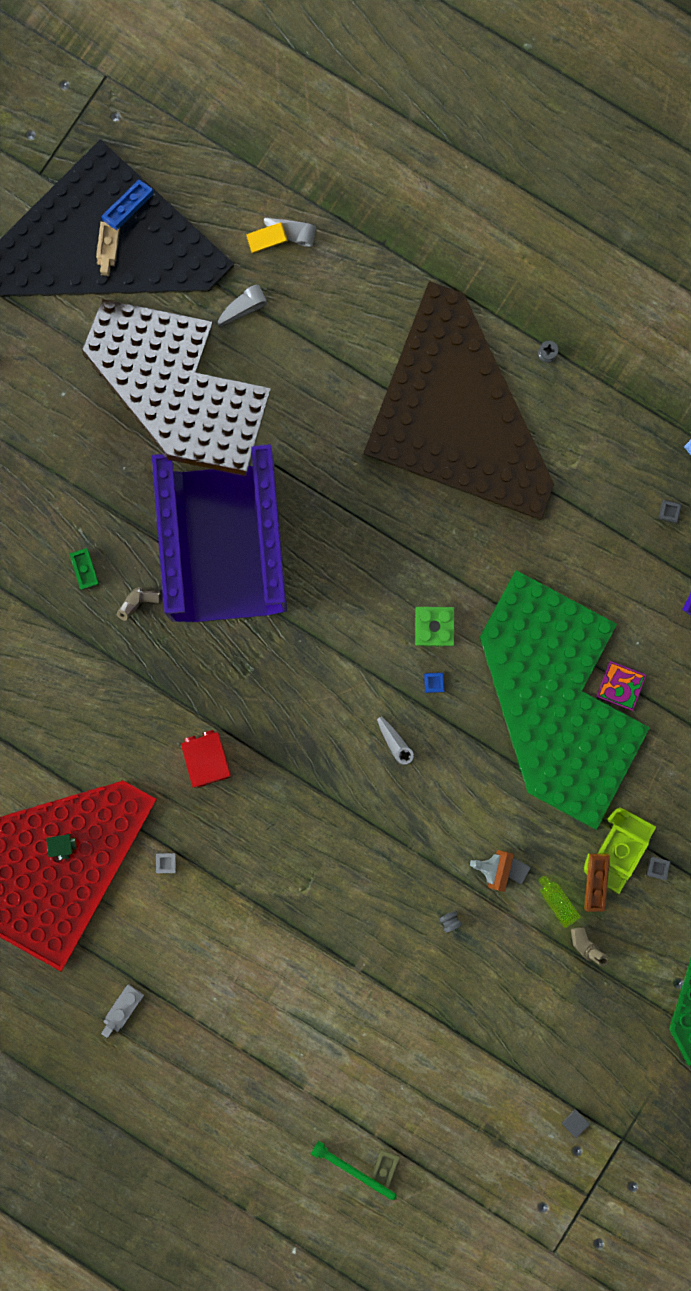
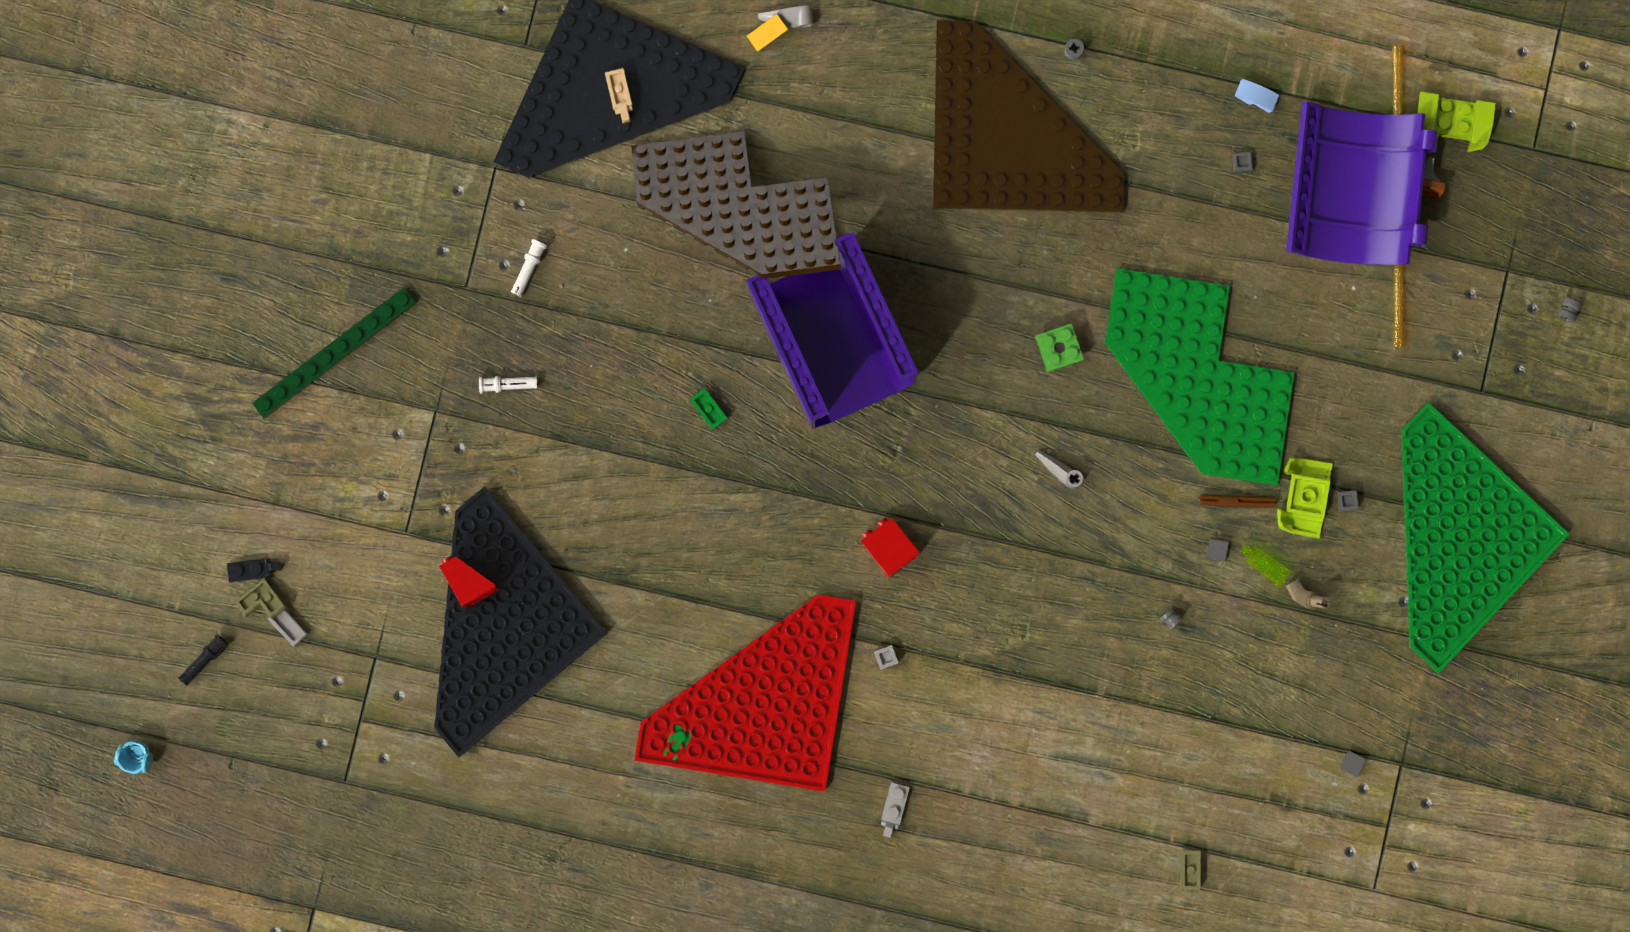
camera: 15 degrees left, 0 degrees up
(61, 846) = (784, 674): dark green brick -> none
(127, 205) = (625, 48): blue plate -> none
(134, 600) = (766, 422): dark tan arm -> none
(245, 304) = (771, 100): light grey piece -> none
(321, 1152) = (1125, 872): green piece -> none
(434, 682) = (1077, 401): blue tile -> none
(495, 869) = (1196, 555): piece -> none
(553, 831) = (1237, 501): none -> reddish brown axle
(597, 882) = (1295, 534): dark orange tile -> none
(621, 686) = (1253, 342): tile -> none

